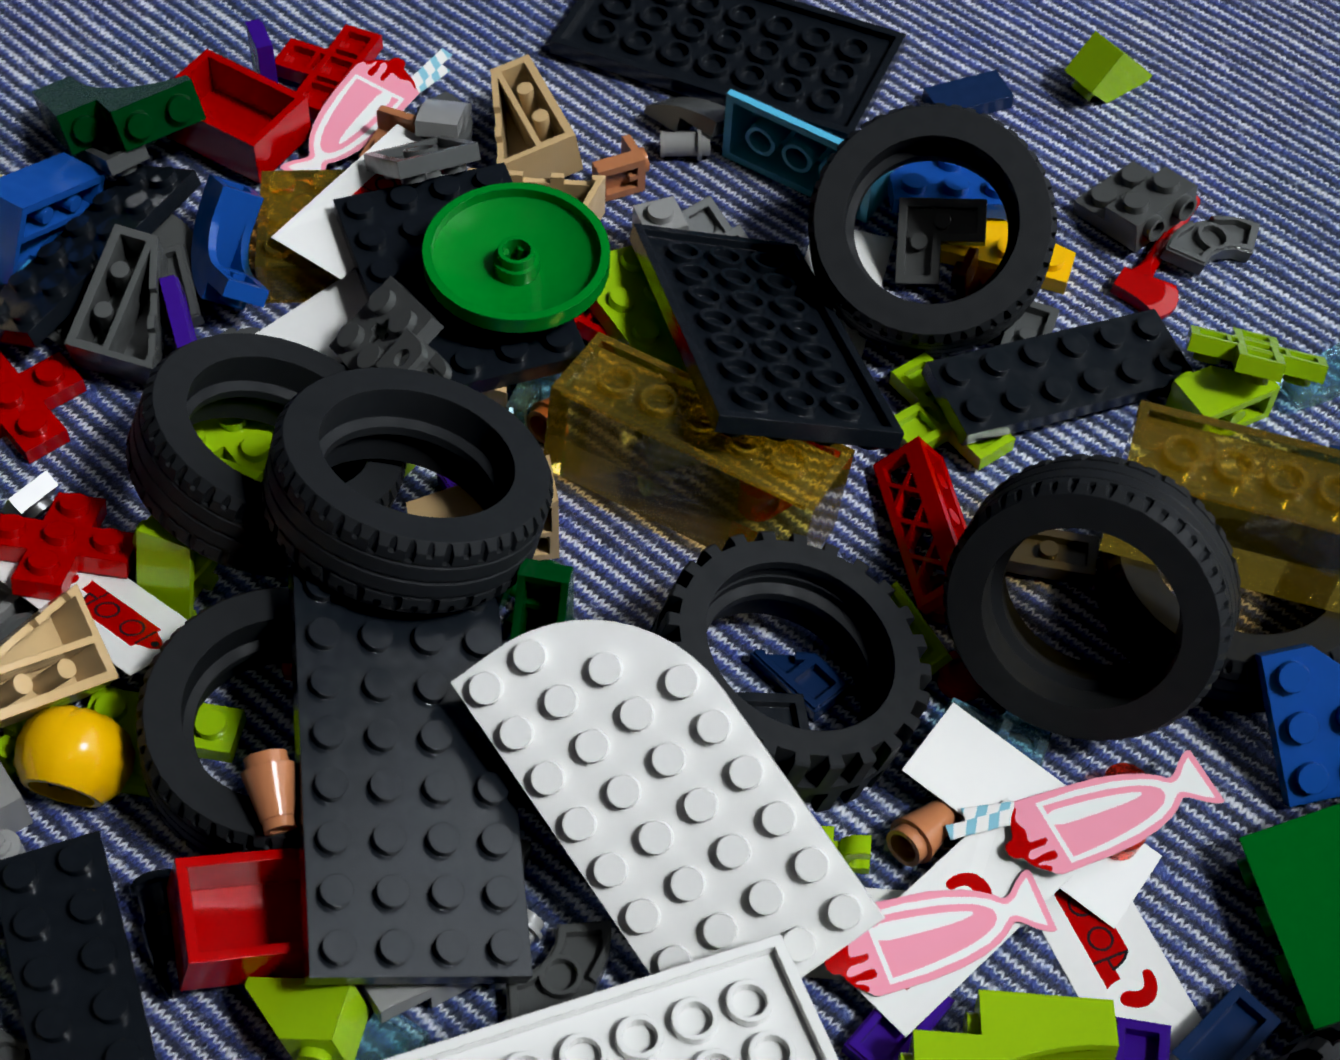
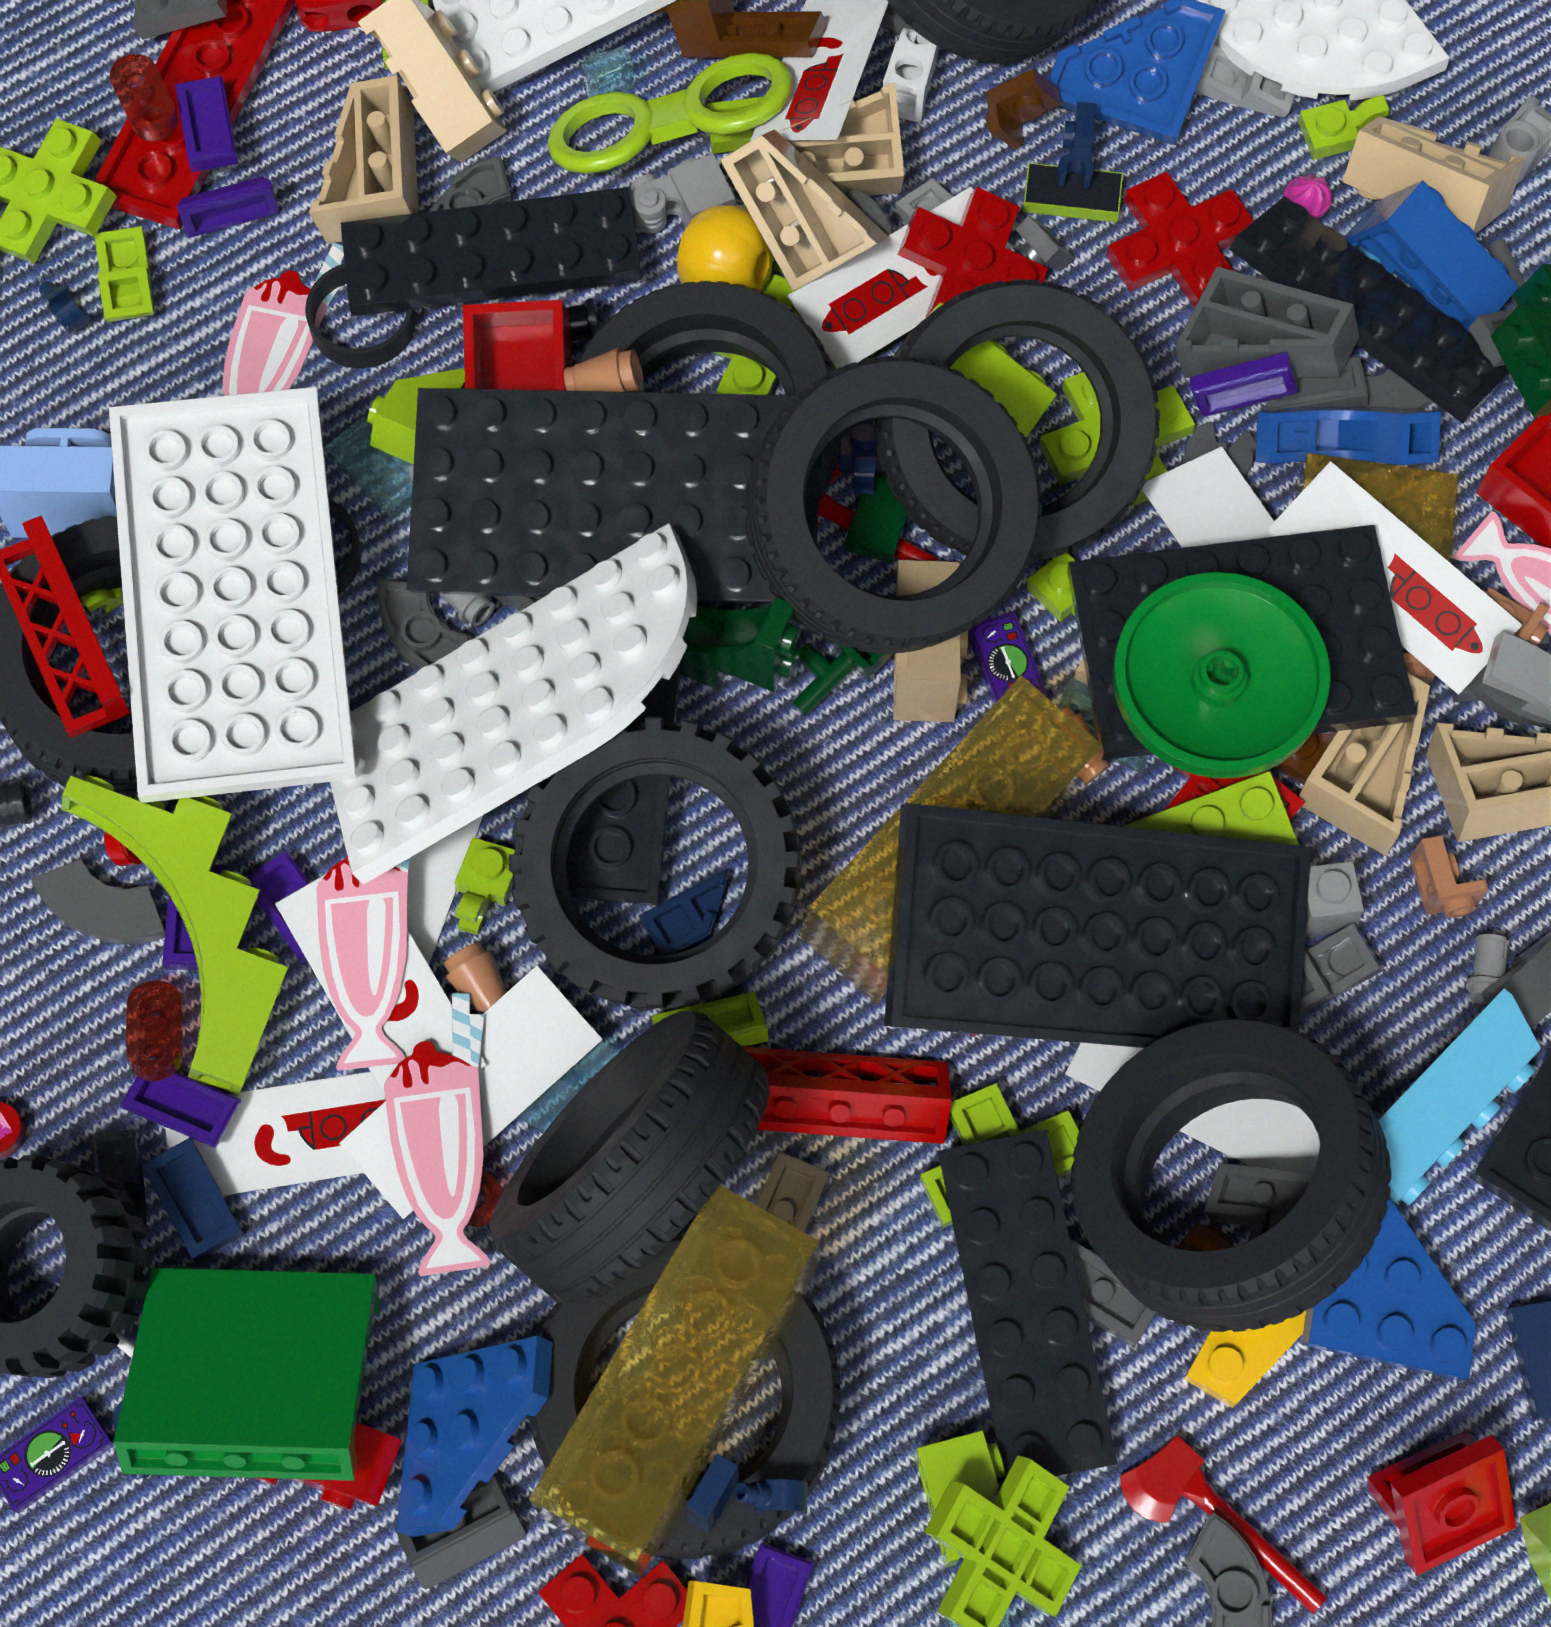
camera: 105 degrees right, 15 degrees up
(409, 331) = (1129, 543): dark grey plate -> none
(415, 159) = (1430, 623): dark grey plate -> none
(1090, 133) = (1446, 1499): none -> red bracket
(1137, 204) = (1306, 1511): dark grey plate -> none

